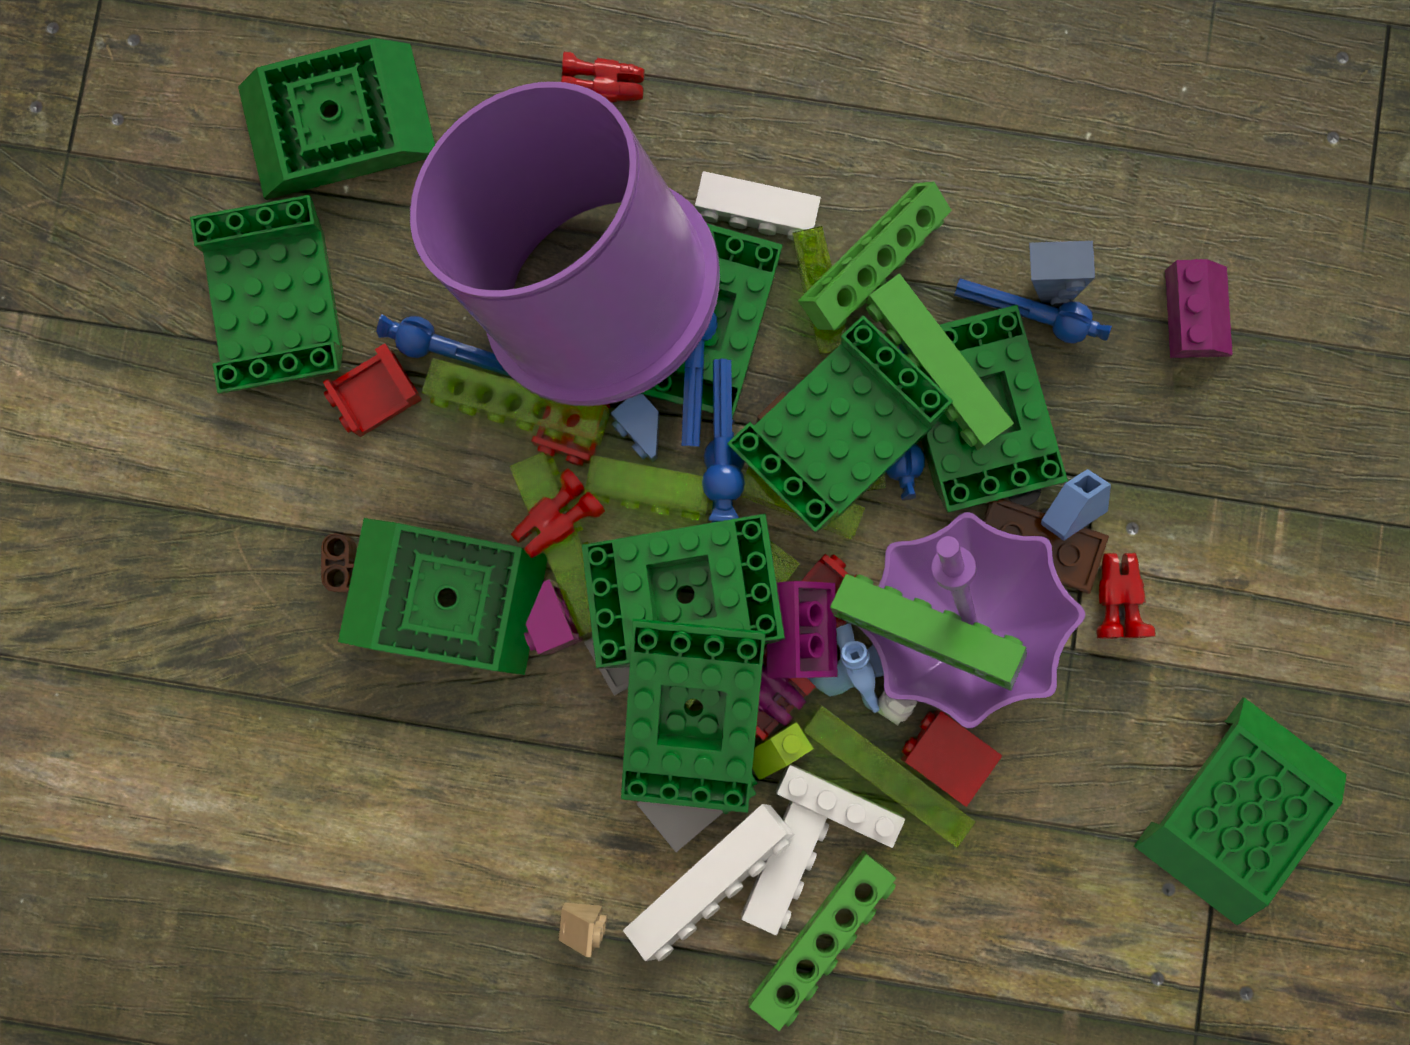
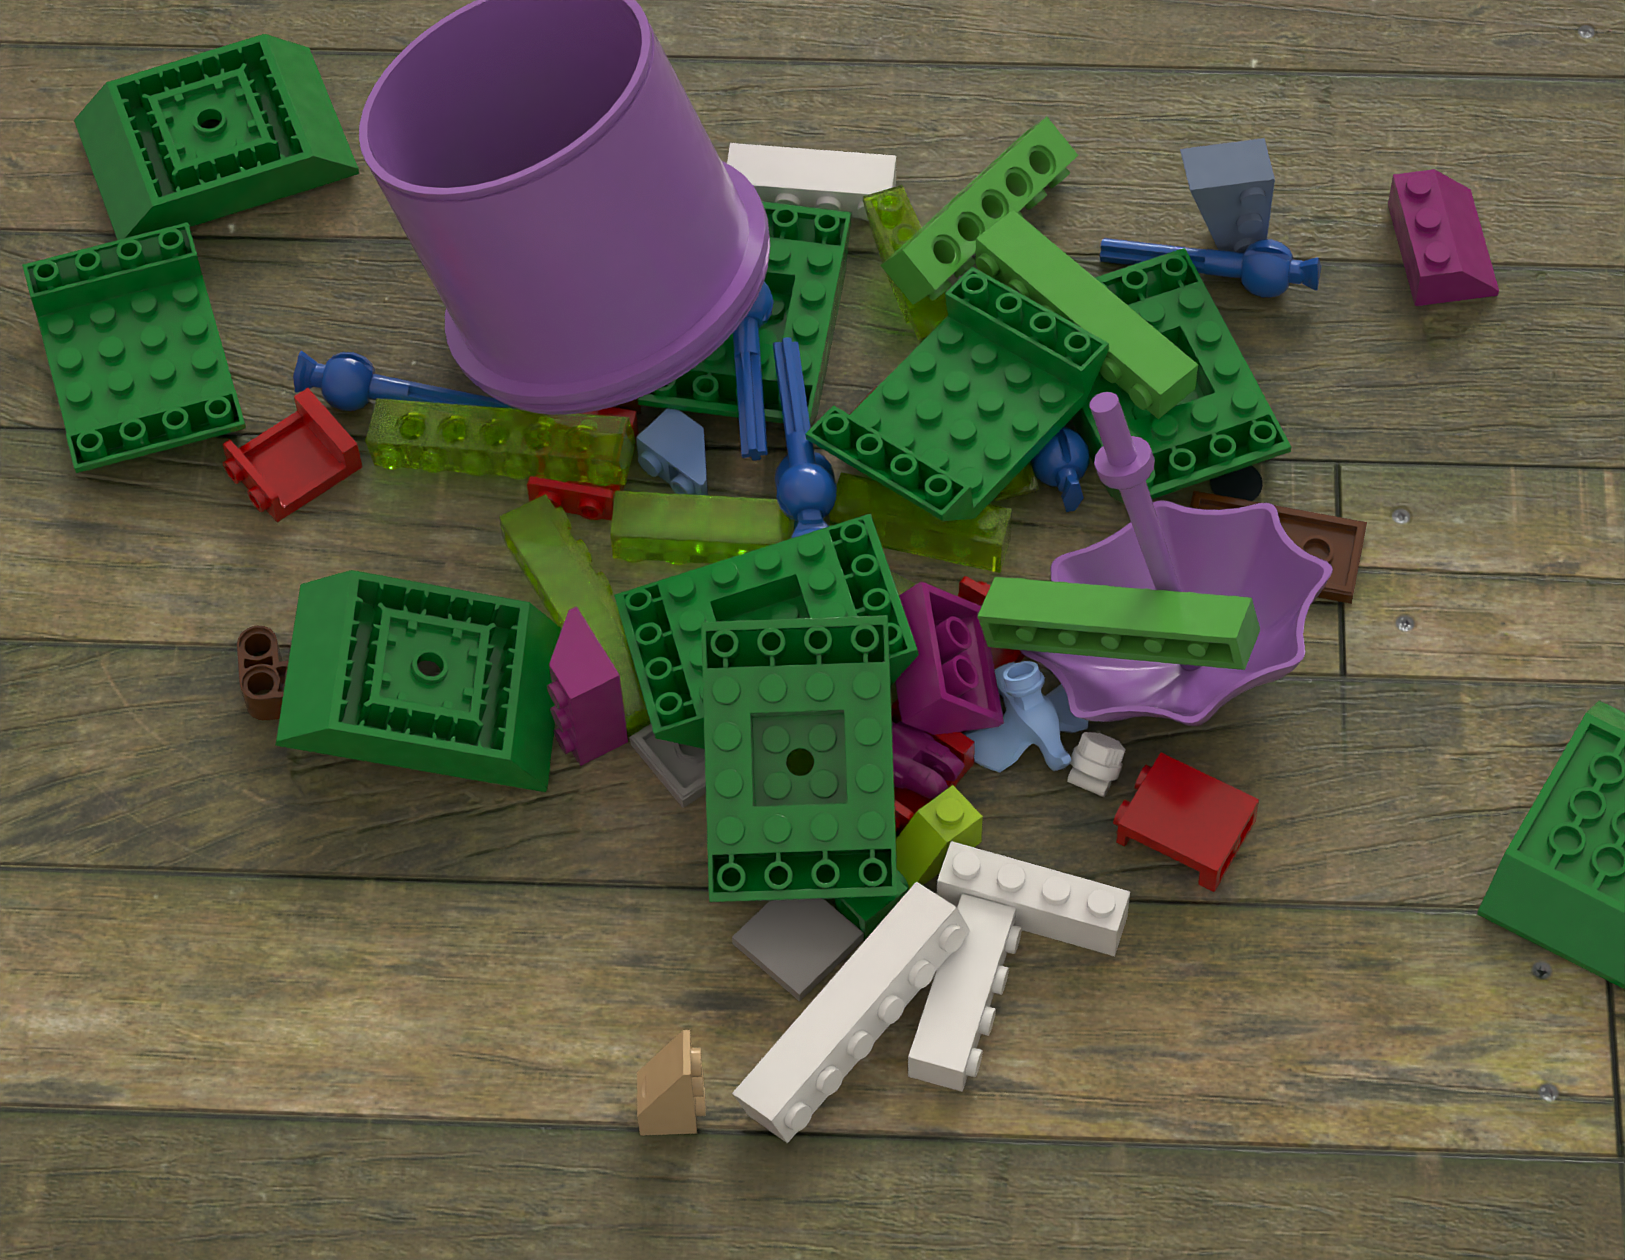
camera: 10 degrees left, 25 degrees down
(551, 523) = (568, 567): red piece -> none
(783, 1011) = (1085, 983): bright green brick -> none
(888, 776) = (1099, 847): clear neon green brick -> none
(1077, 504) = (1313, 477): medium blue slope -> none
(1124, 590) = (1401, 584): red piece -> none

